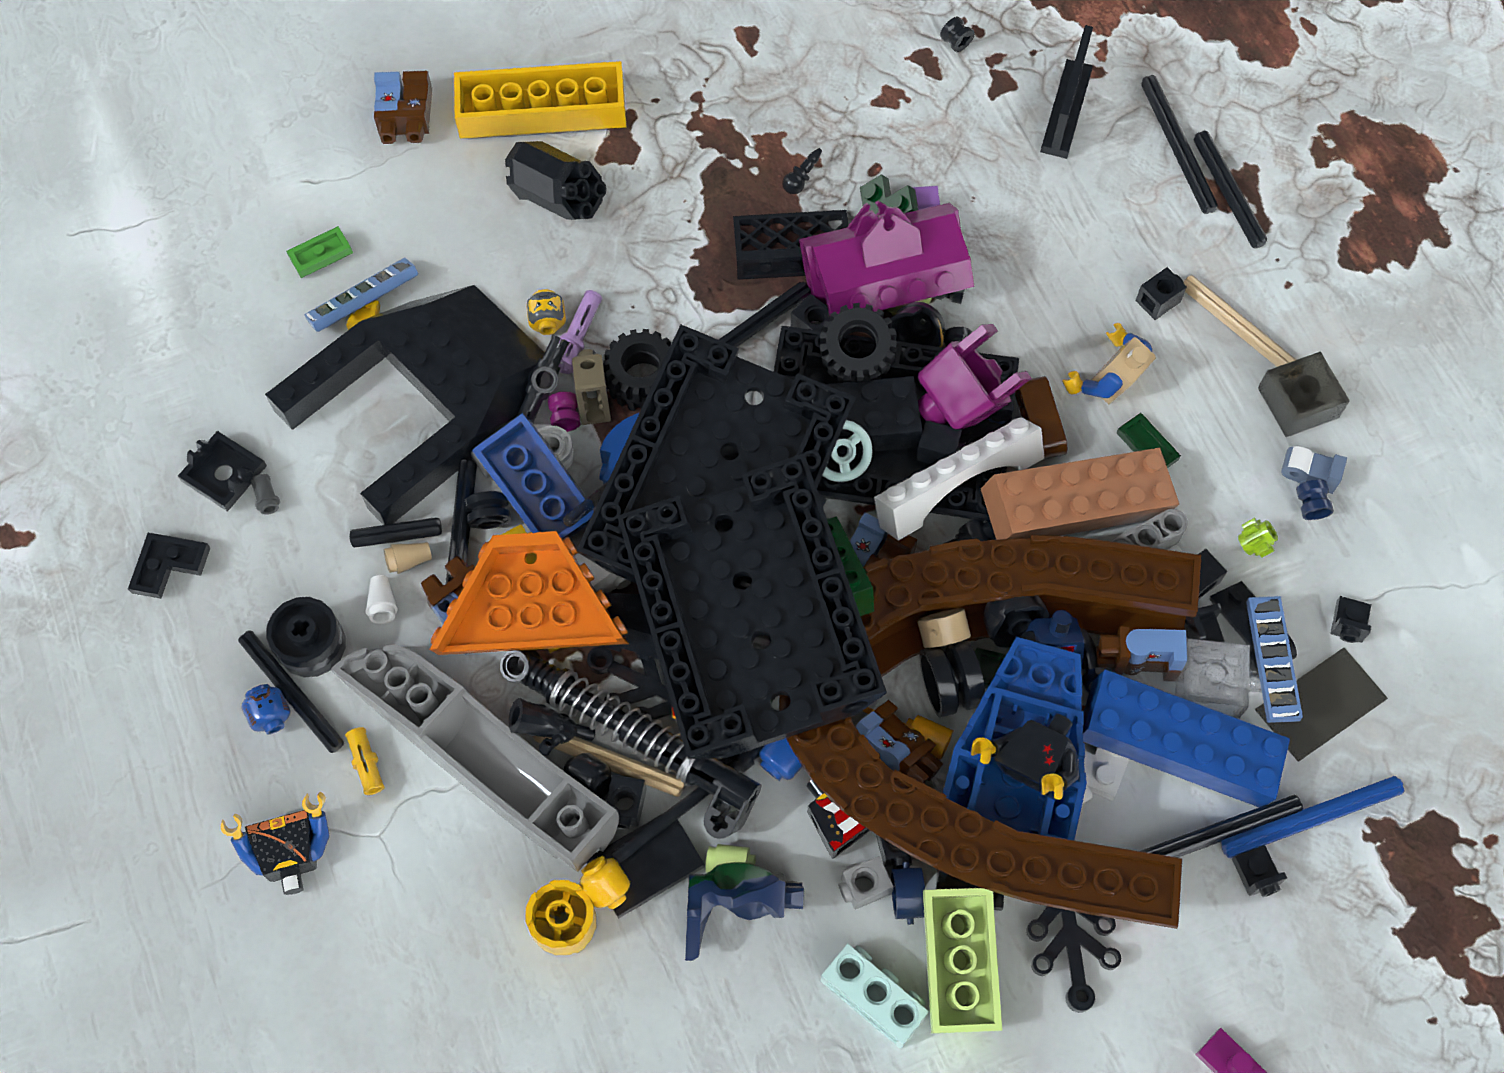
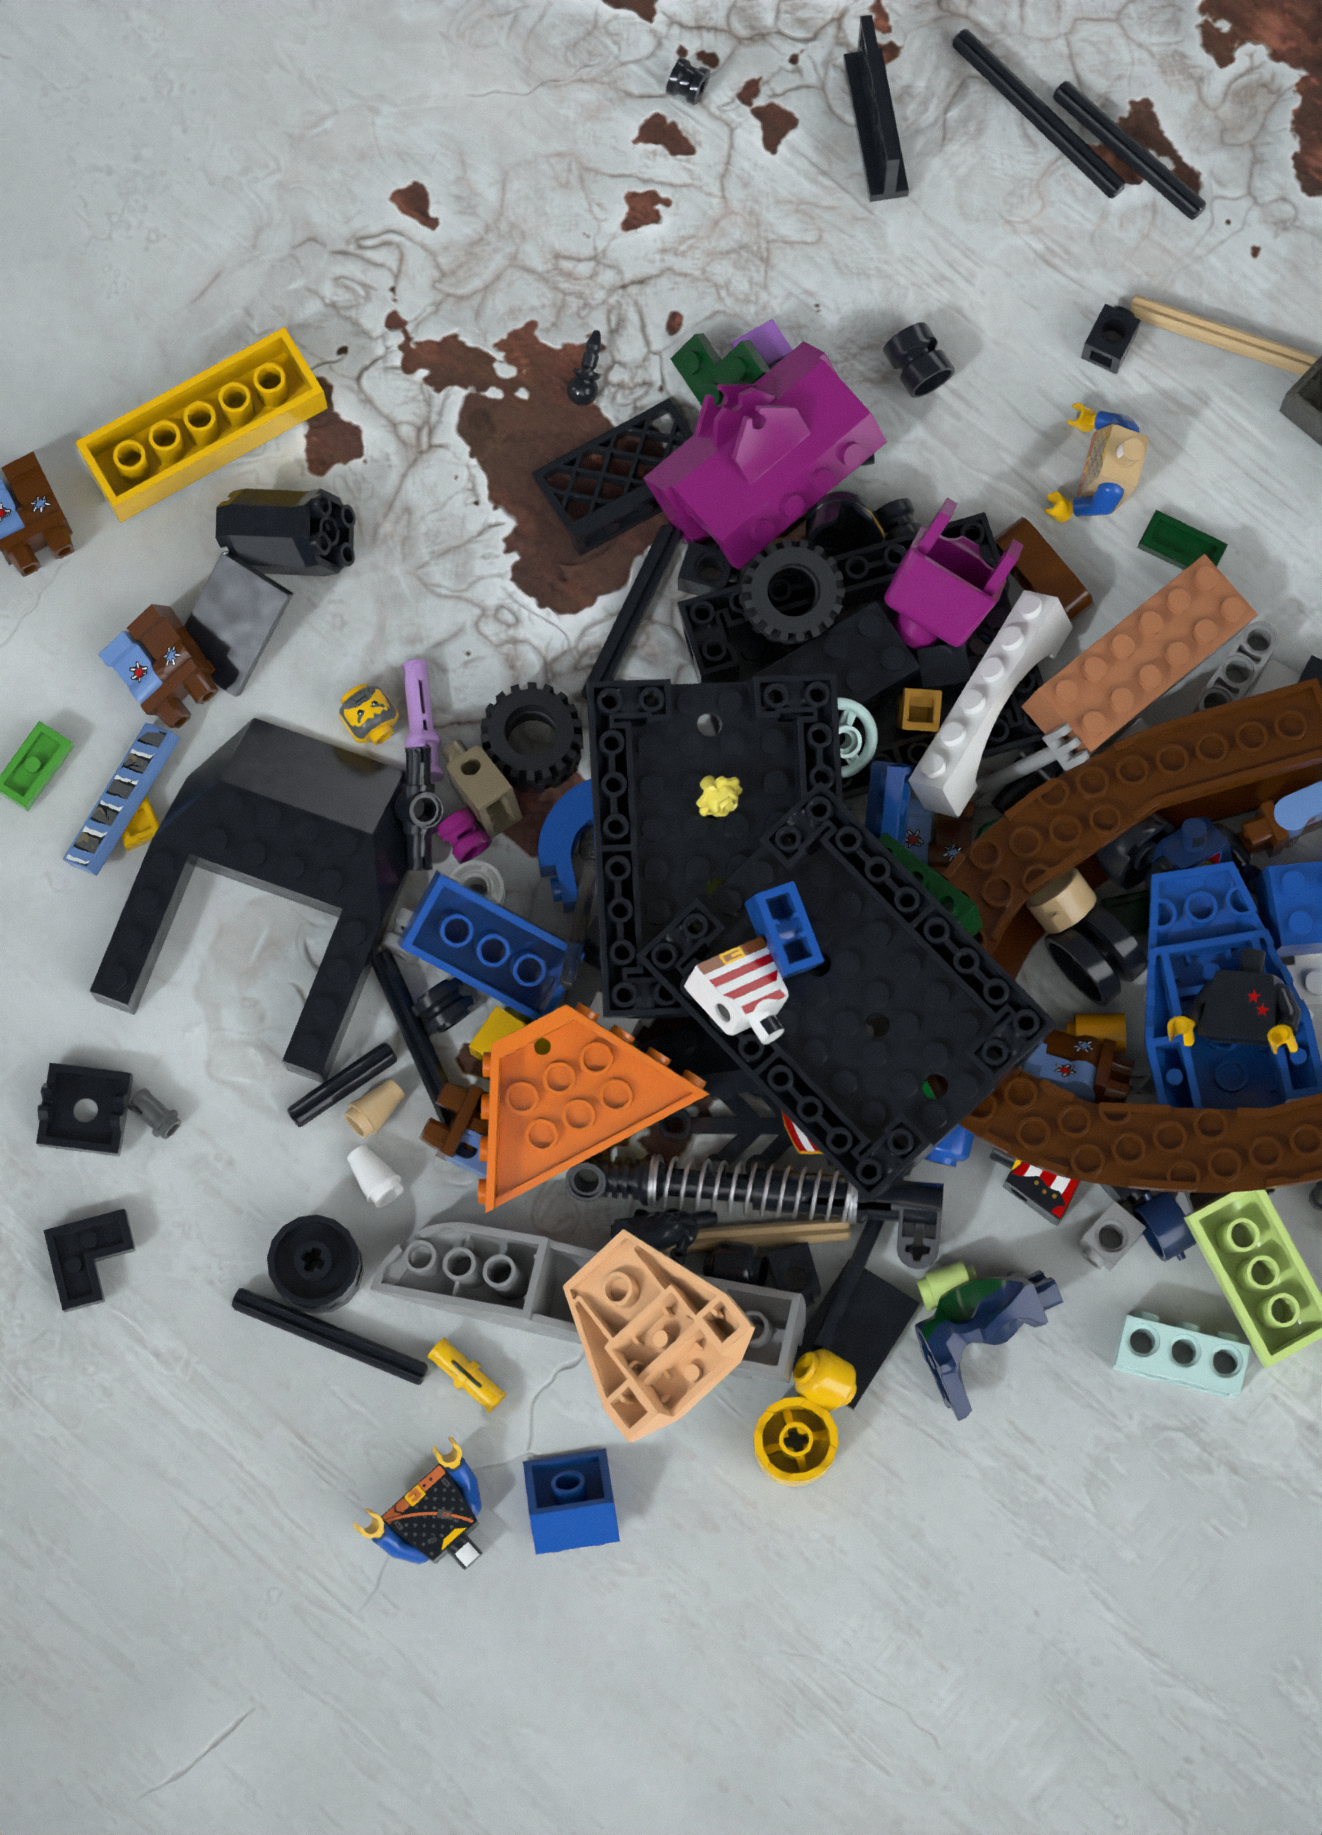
camera: 25 degrees left, 10 degrees up
(265, 709) = (317, 1372): blue head -> none
(383, 883) = (570, 1501): none -> blue slope
(431, 223) = (161, 665): none -> reddish brown hips
(489, 218) = (236, 620): none -> tile
(494, 788) = (652, 1333): none -> light nougat wedge
(673, 566) = (741, 990): none -> torso
(725, 541) = (785, 928): none -> blue brick
(733, 440) = (718, 796): none -> light yellow plant
(857, 507) = (889, 800): none -> blue bracket
(906, 457) = (918, 710): none -> pearl gold leg
(989, 524) = (1056, 750): none -> light grey hinge
(1023, 252) = (920, 363): none -> black wheel

